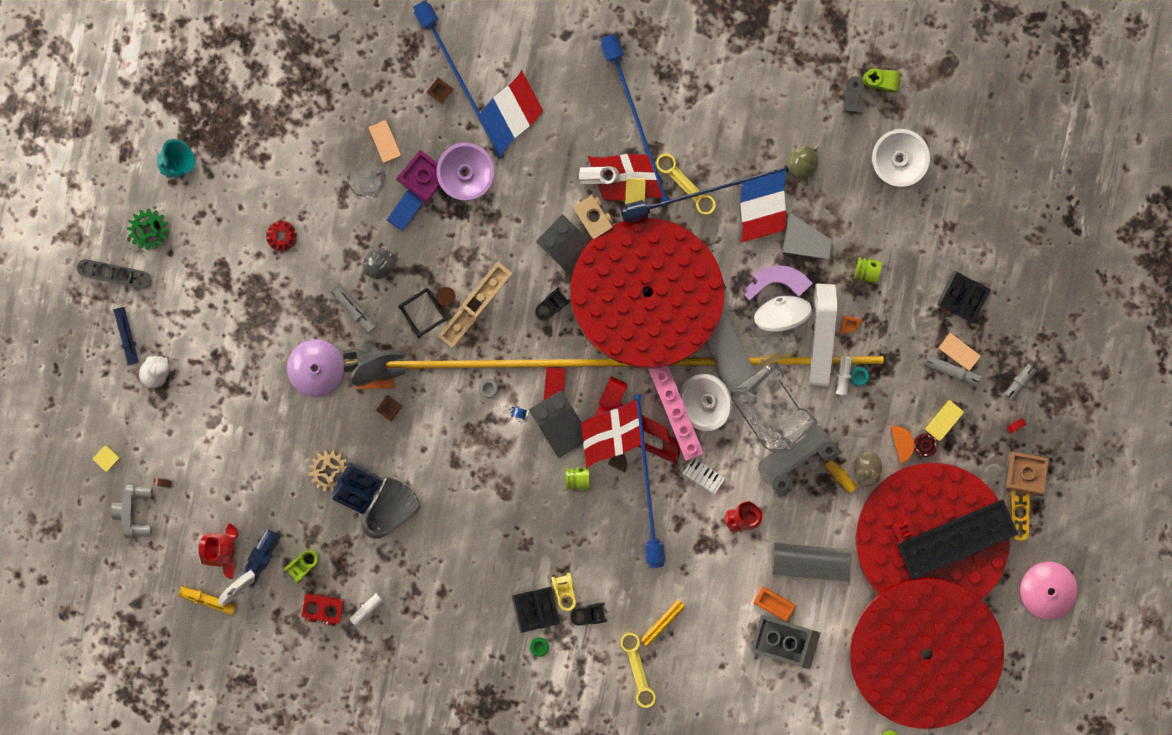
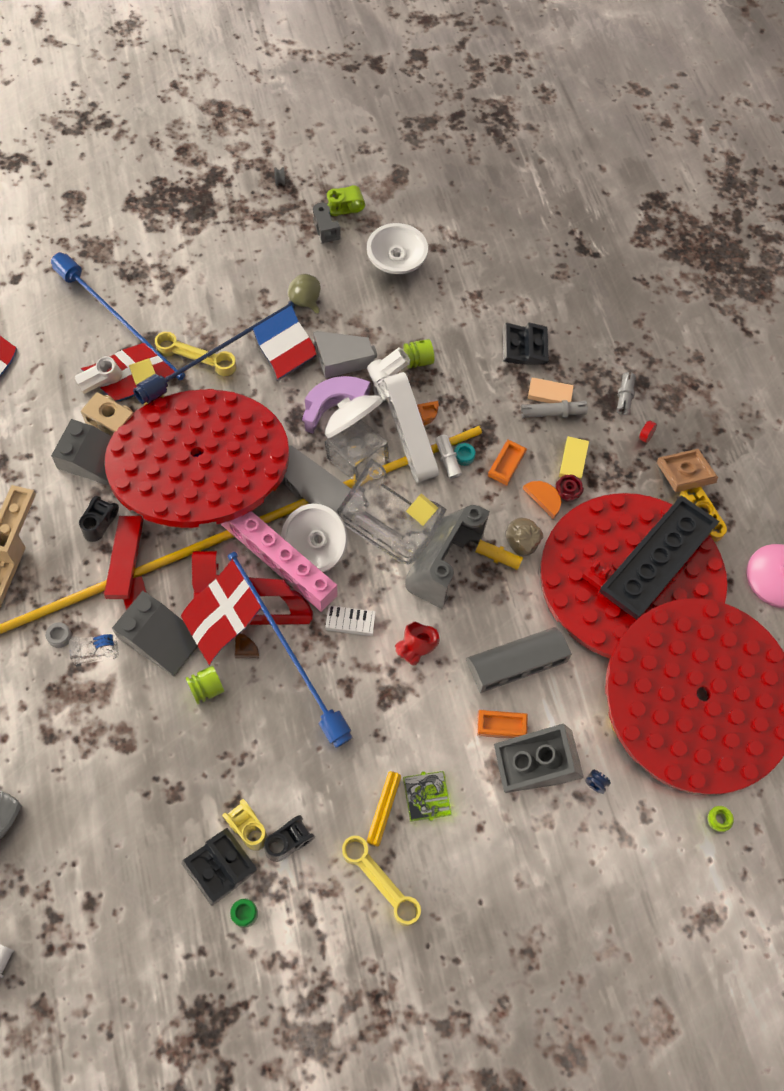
camera: 30 degrees left, 25 degrees down
(557, 350) = (123, 557): none -> red tile
(696, 628) = (427, 796): none -> piece
(799, 415) = (422, 509): none -> light yellow tile
(818, 676) = (597, 781): none -> dark blue bush
(831, 273) = (388, 366): none -> white piece
(836, 25) = (279, 176): none -> dark grey bush
(889, 398) = (507, 462): none -> orange tile

